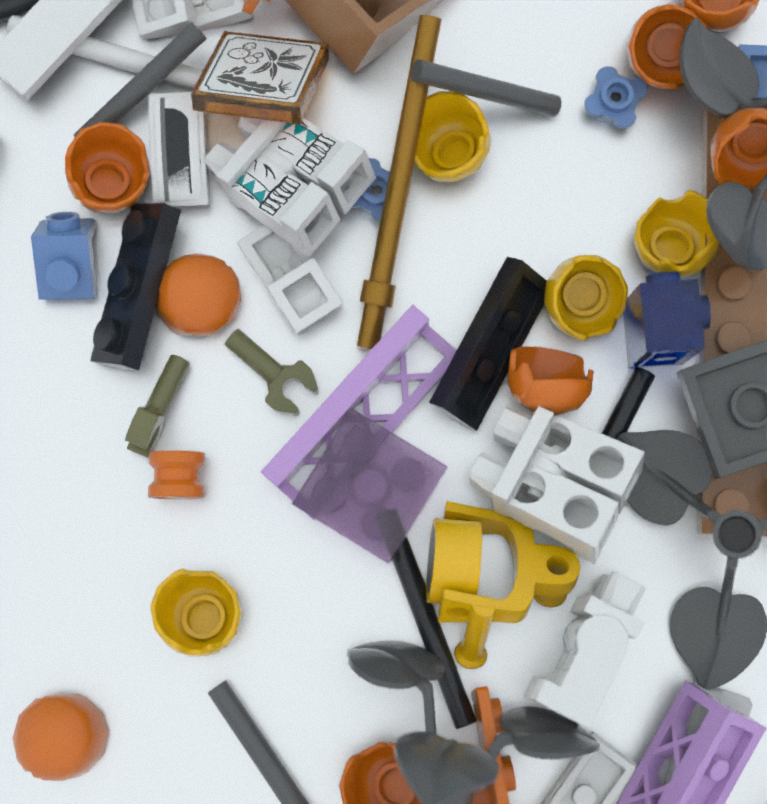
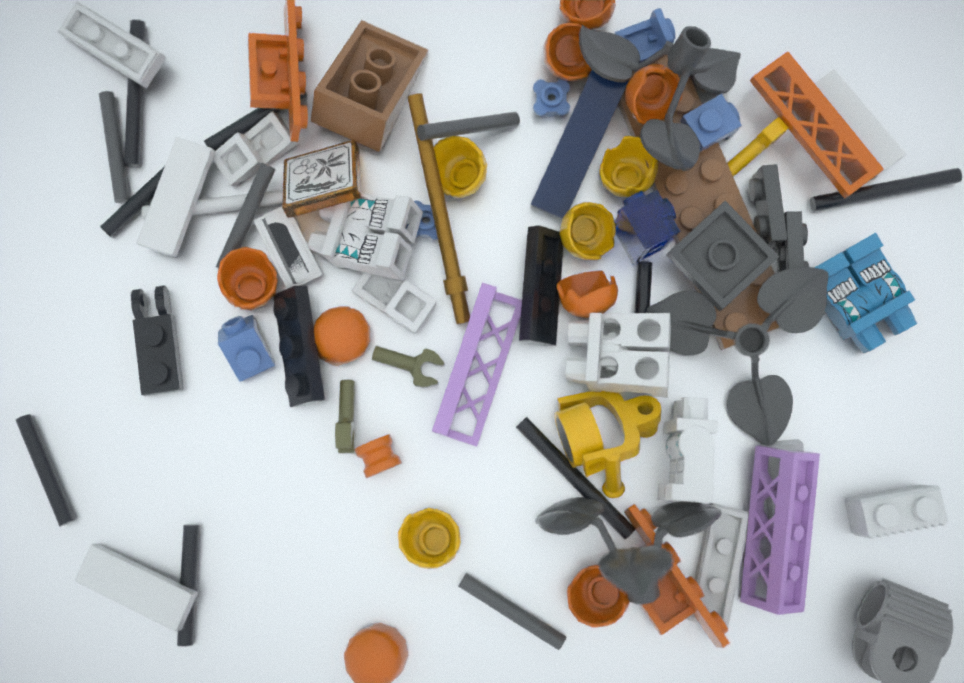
camera: 25 degrees left, 0 degrees up
(370, 486) = (504, 409): clear purple plate -> none
(623, 176) = (578, 145): none -> dark blue tile

